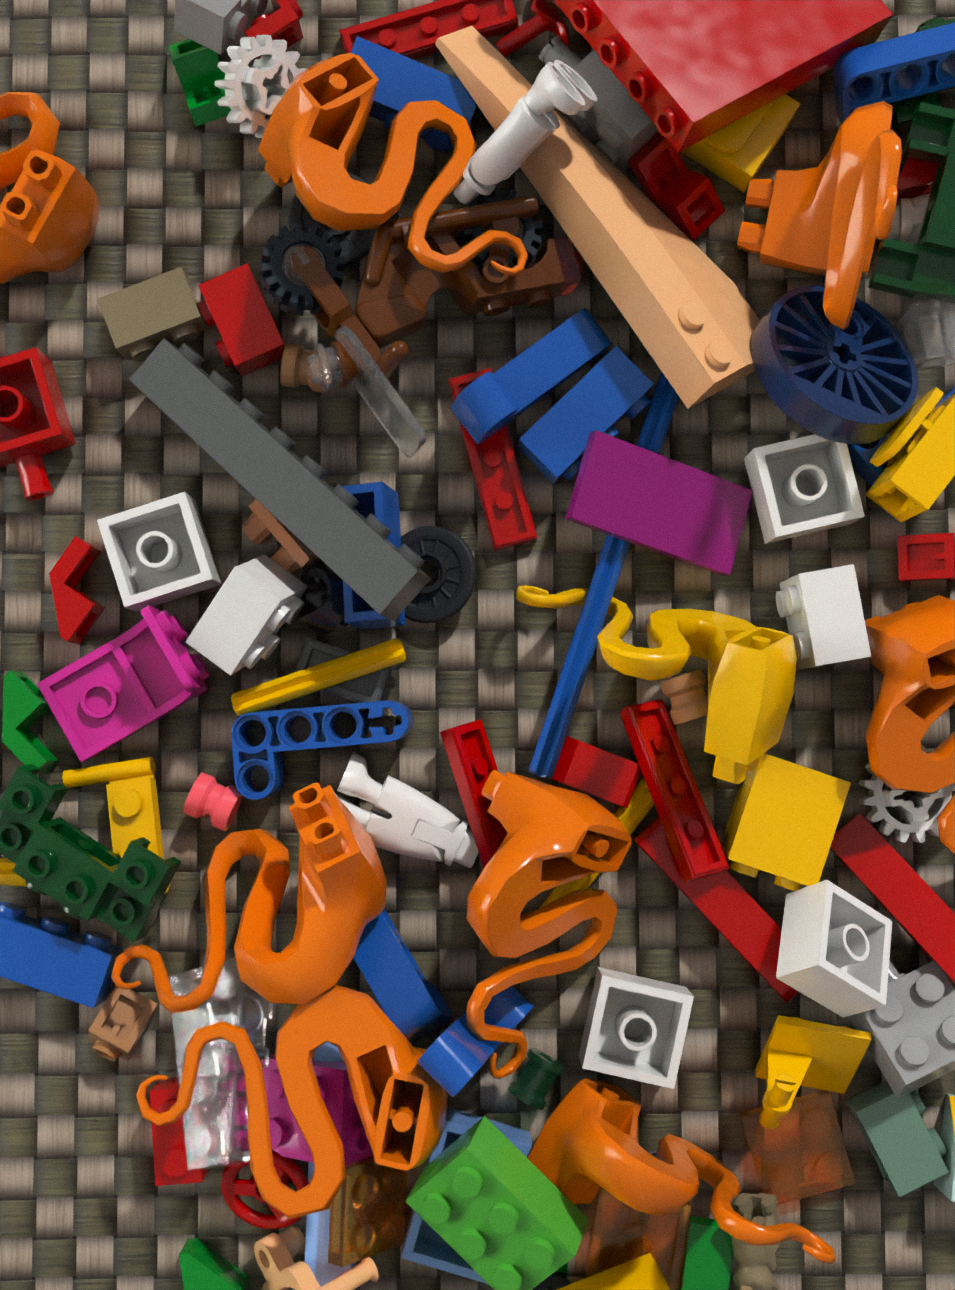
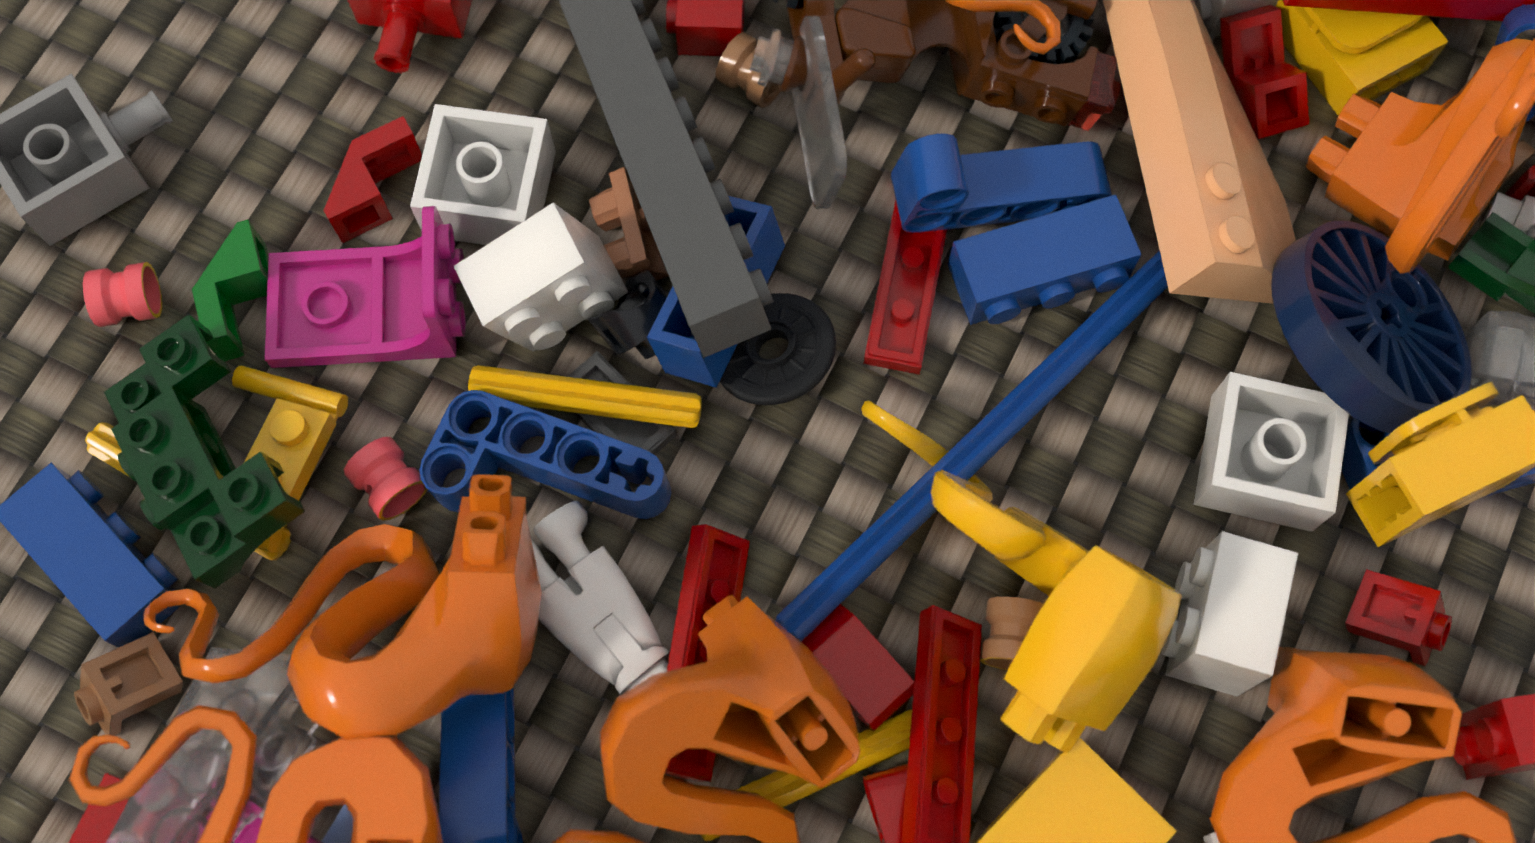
camera: 30 degrees right, 15 degrees down
(659, 503) = (1086, 390): magenta tile -> none

